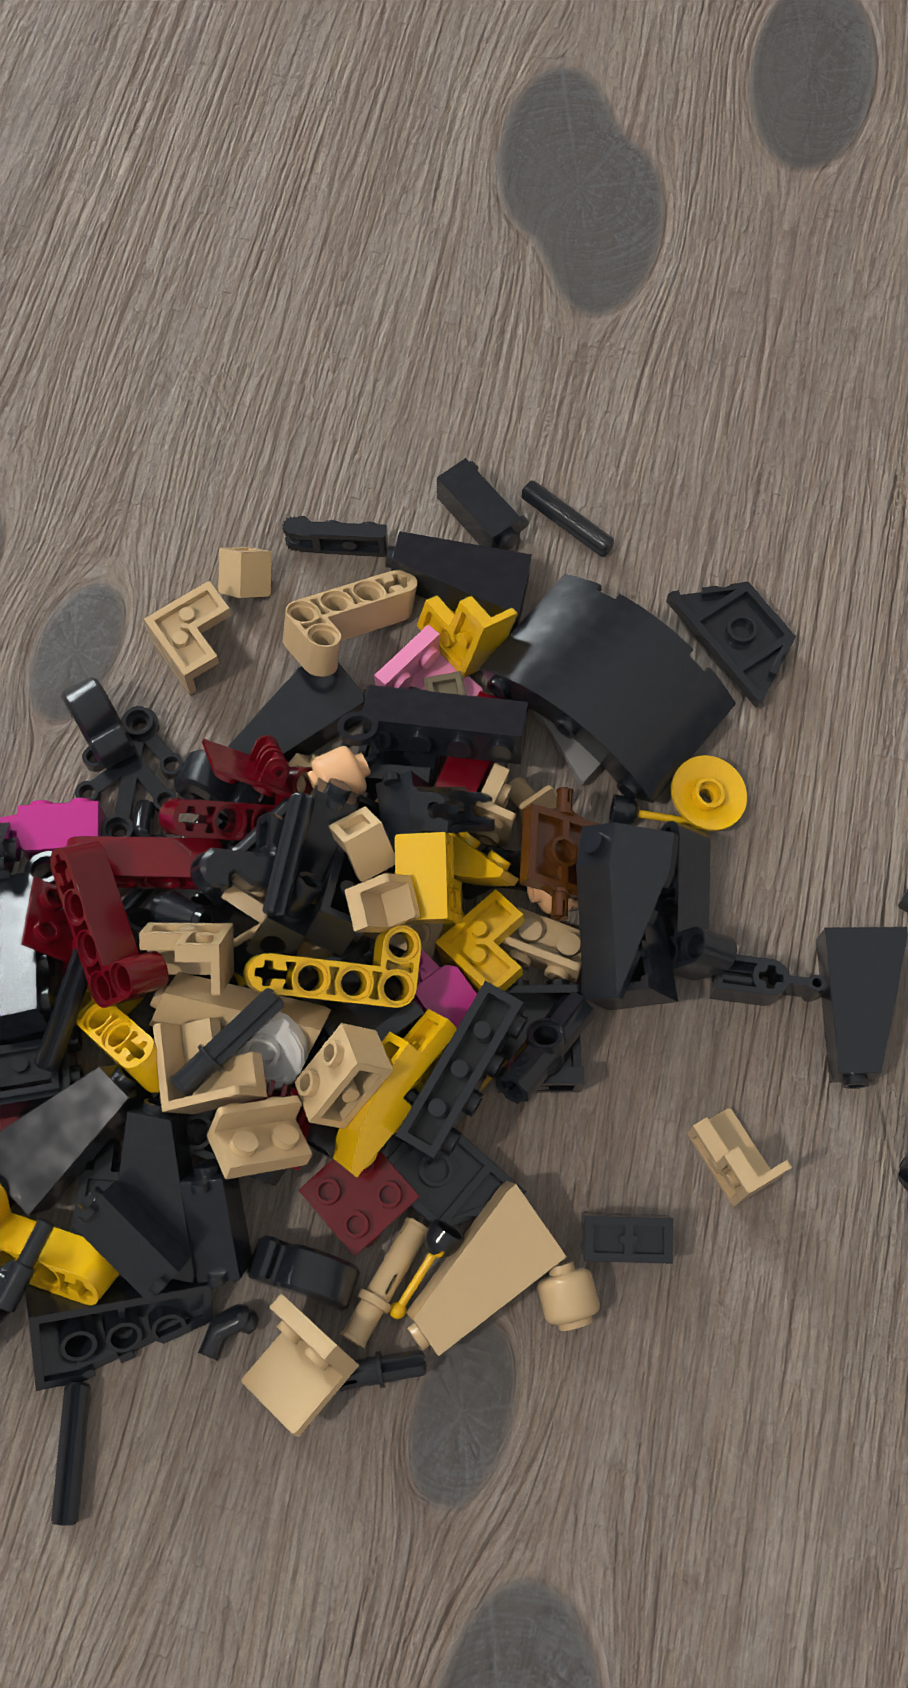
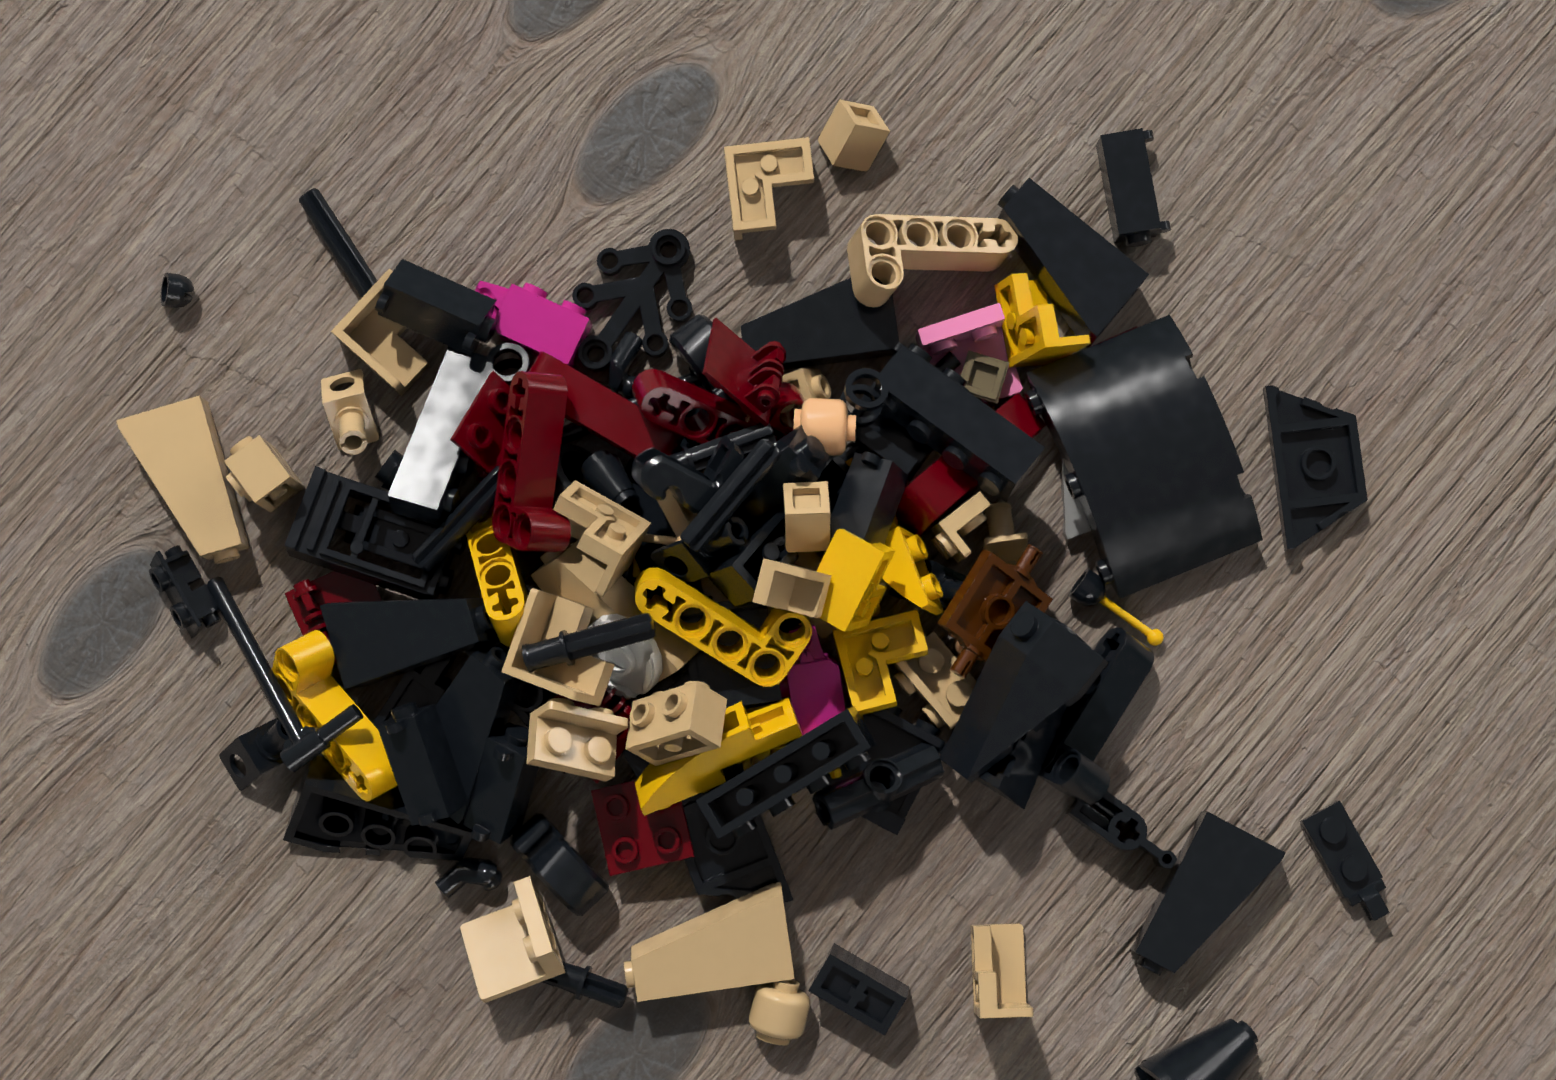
camera: 30 degrees right, 15 degrees up
(71, 1454) = (288, 907): black axle -> none
(98, 722) = (628, 233): black animal -> none
(336, 537) = (964, 143): black hinge -> none
(376, 1298) = (626, 911): tan pin -> none
(440, 1242) = (692, 904): hinge -> none
(447, 810) = (905, 524): black hinge -> none
(567, 518) = (1215, 243): black axle -> none
(721, 785) = (1200, 617): yellow dish -> none

